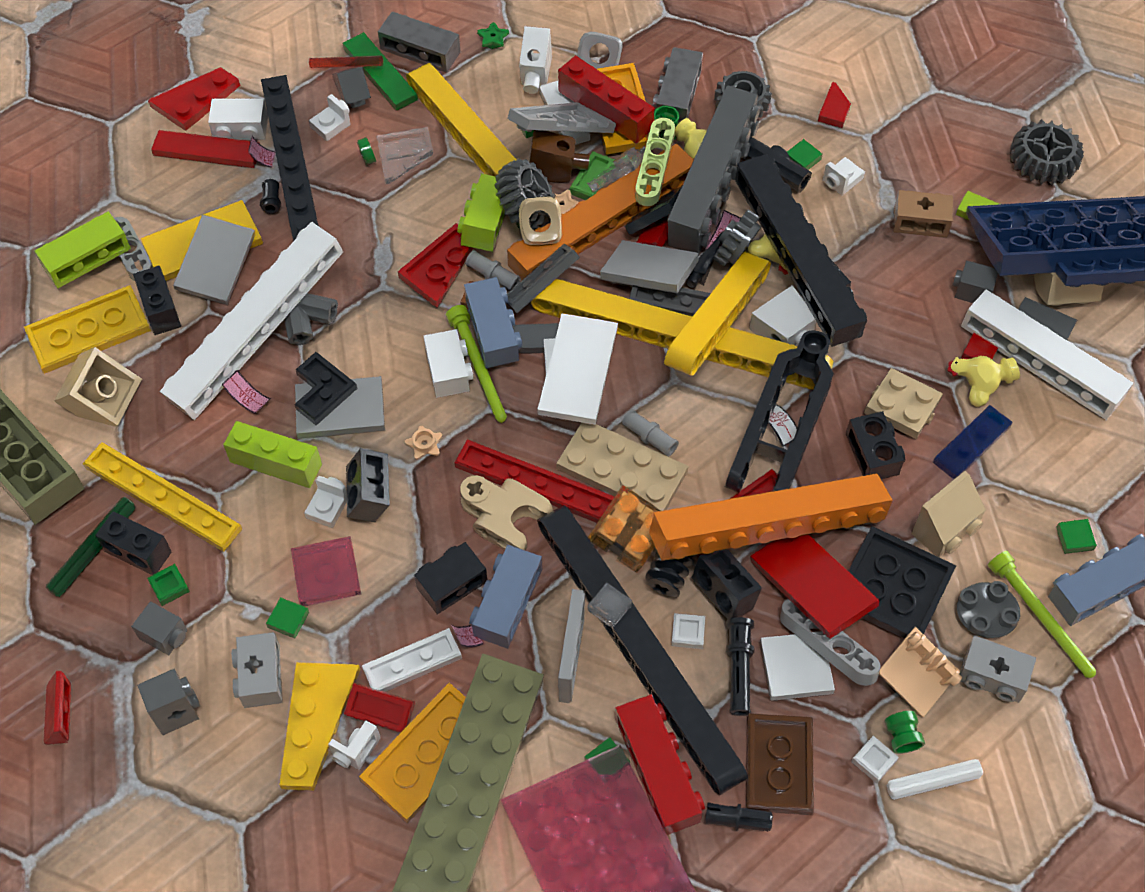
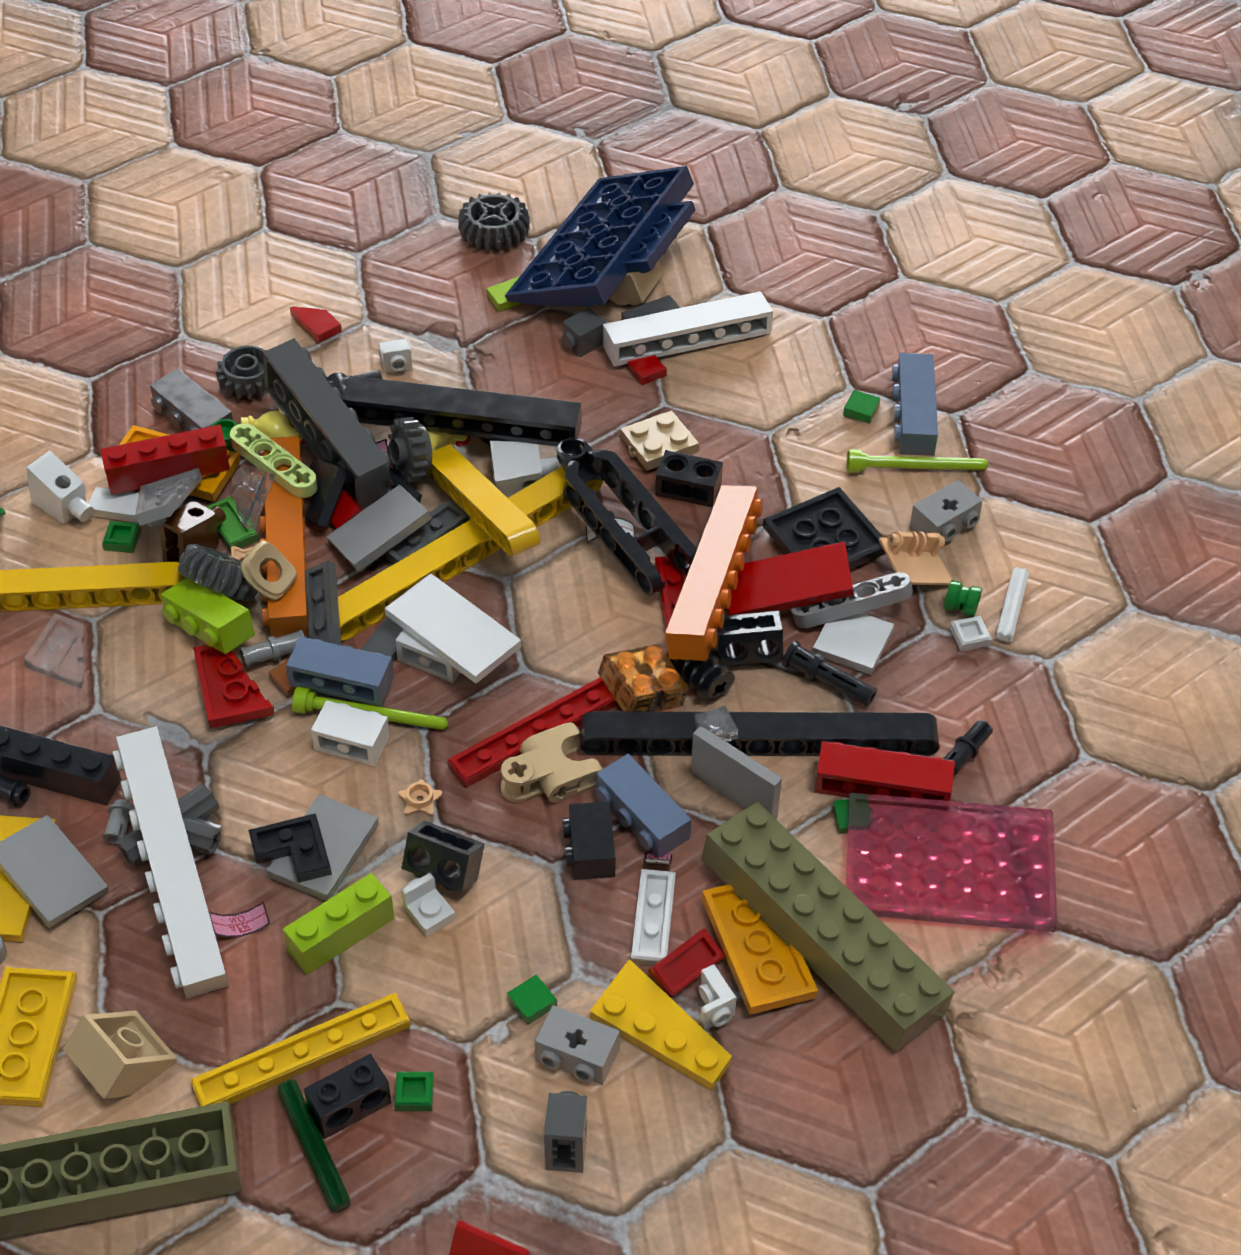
camera: 60 degrees left, 10 degrees down
(157, 300) = (54, 945): black brick -> none
(160, 628) = (467, 1114): dark grey brick -> none
(325, 571) = (503, 943): clear pink tile -> none
(366, 151) = (31, 679): green tile -> none
(591, 38) = (79, 440): light grey piece -> none
(613, 461) = (564, 660): tan plate -> none
(650, 433) = (552, 620): light grey pin -> none
(688, 631) = (768, 695): white tile -> none
(780, 764) = (926, 688): reddish brown tile -> none
(805, 154) = (349, 365): green tile -> none
(923, 213) = (485, 326): medium nougat brick -> none
(950, 516) = (794, 465): tan slope -> none
(972, 442) = (729, 420): clear blue tile -> none
(984, 375) = (677, 375): light yellow animal -> none
(988, 609) = (889, 491): dark grey dish -> none

